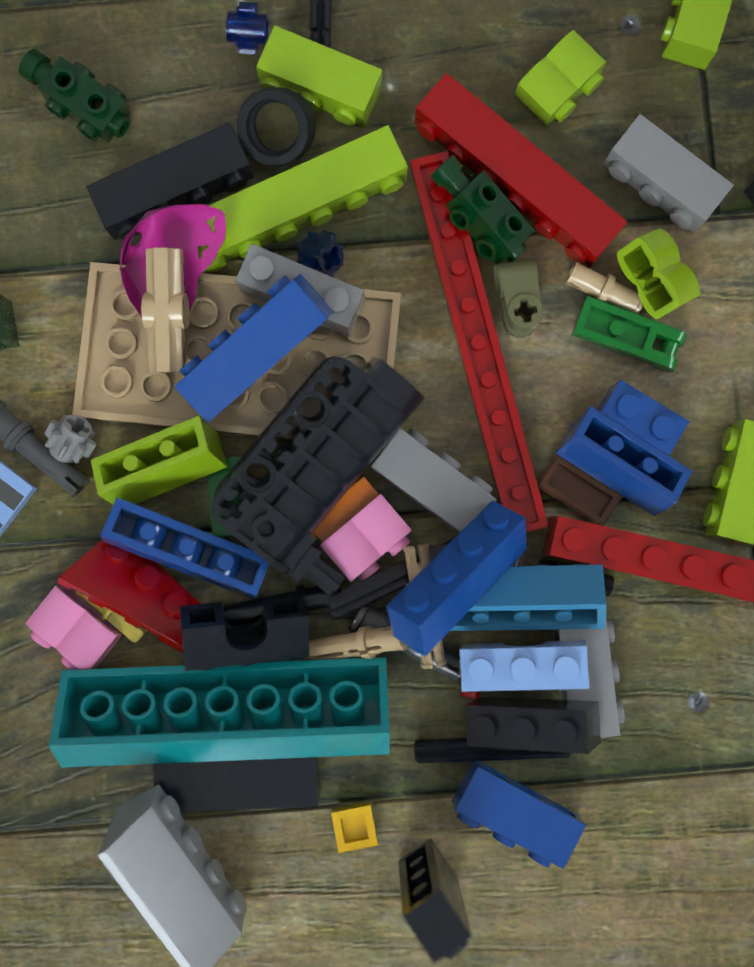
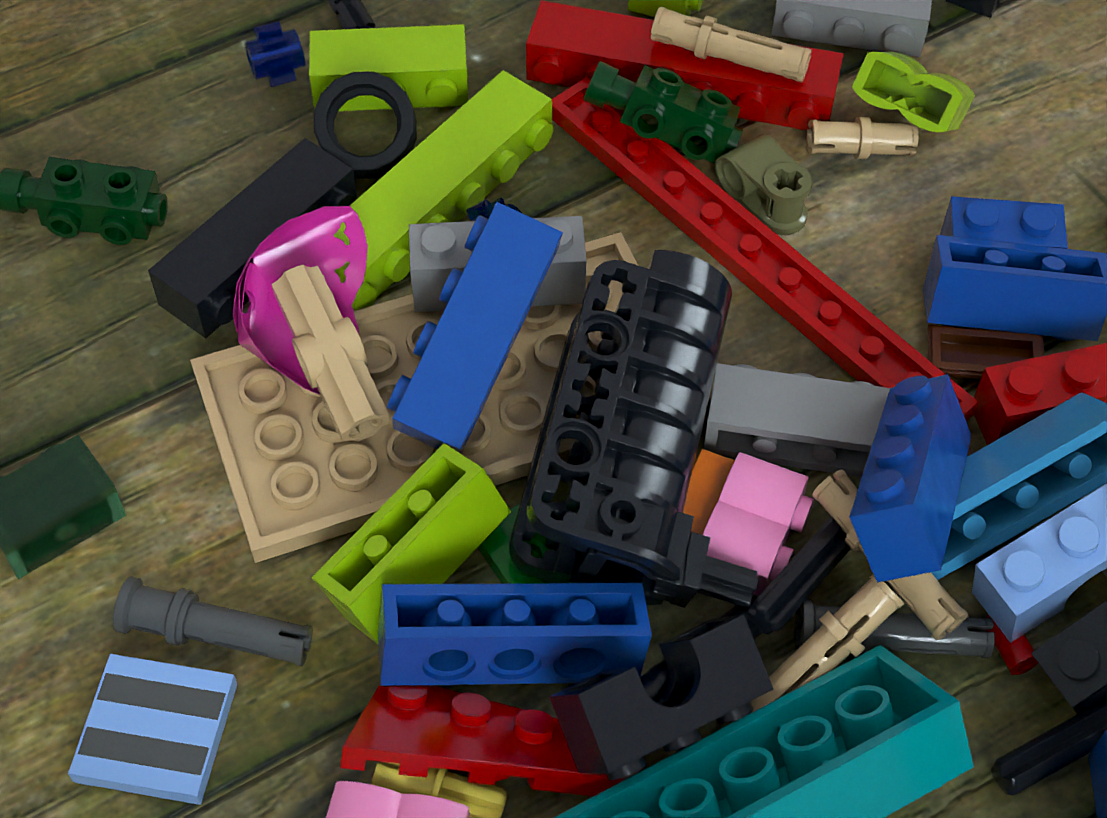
camera: 25 degrees left, 30 degrees down
(70, 438) = (262, 580): light grey gear -> none
(548, 183) = (738, 46): none -> tan pin
(628, 333) = (922, 169): green plate -> none

